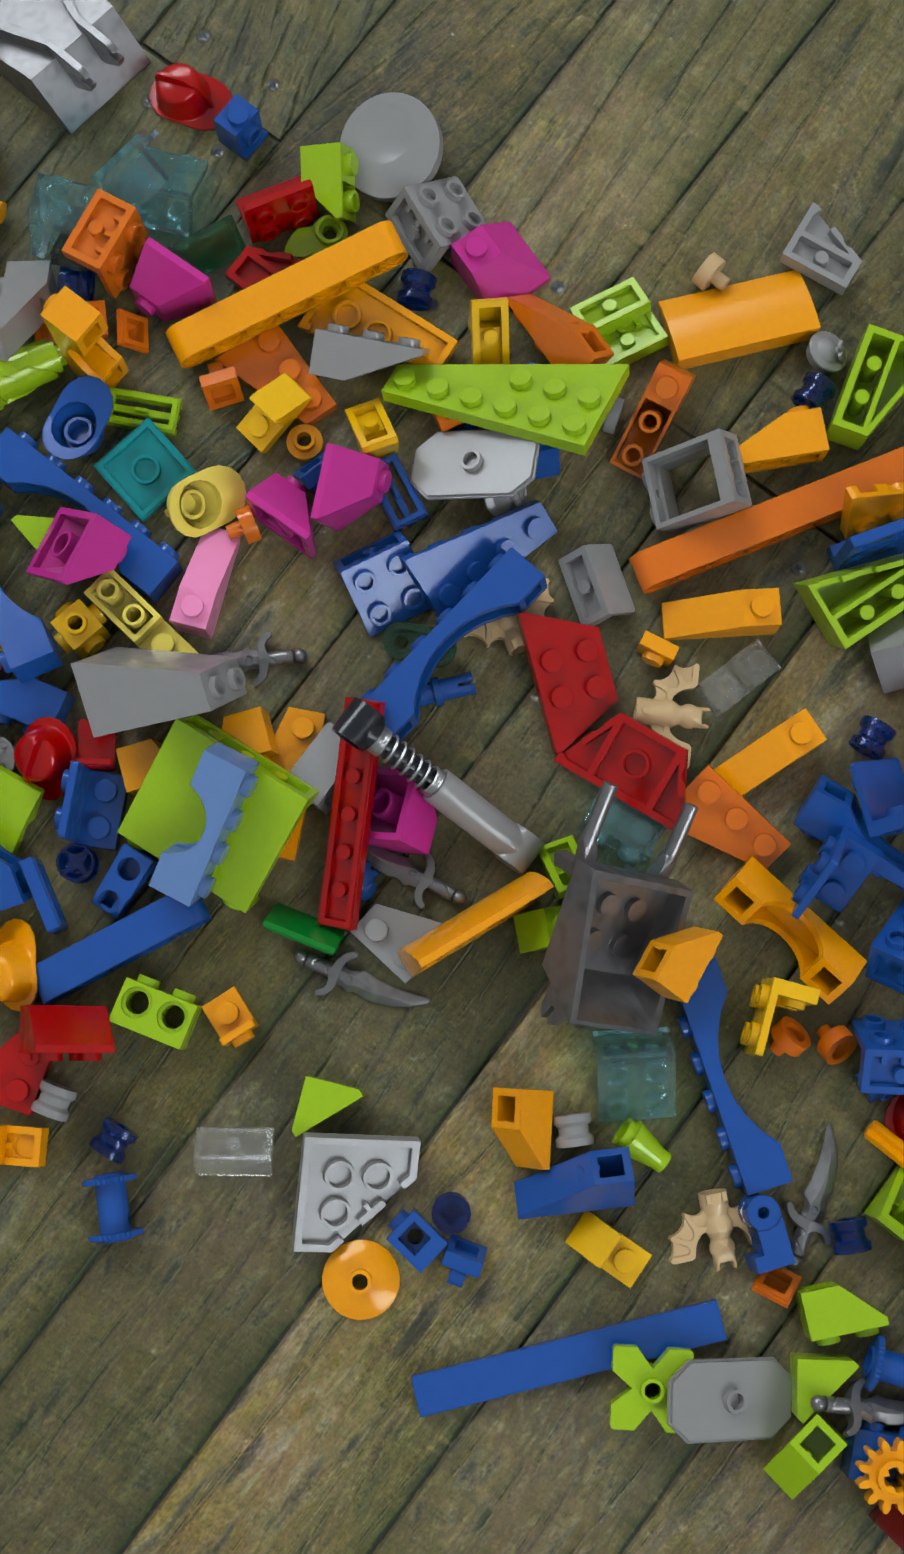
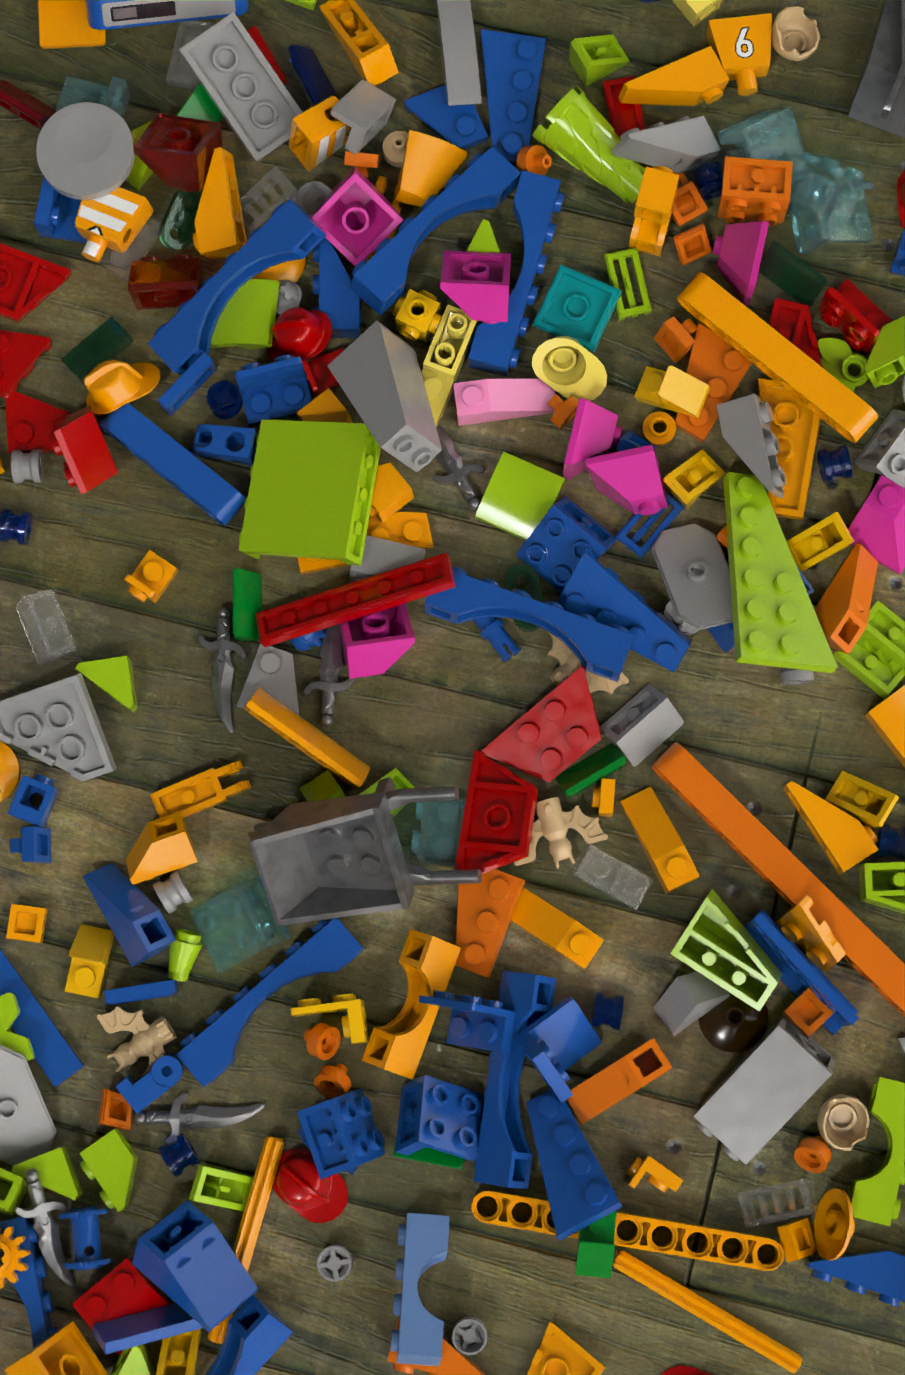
camera: 70 degrees right, 0 degrees up
(78, 419) = (592, 234): blue piece -> none
(153, 1020) = (122, 516): lime brick -> none
(222, 783) = (328, 484): medium blue arch -> none
(313, 607) = (518, 496): none -> lime slope
(451, 1205) = (71, 825): clear blue wheel -> none
(479, 1062) = (198, 792): none -> light orange hinge
(509, 841) = (404, 664): piece -> none
(542, 1300) = (26, 923): none -> light orange plate
(623, 653) = (590, 770): none -> green slope
(653, 417) = (811, 711): orange slope -> none
(665, 1207) = (141, 992): none -> blue tile
(677, 962) = (342, 916): light orange slope -> none
(728, 471) = (777, 790): light grey window -> none
(764, 402) = (862, 799): none -> yellow slope

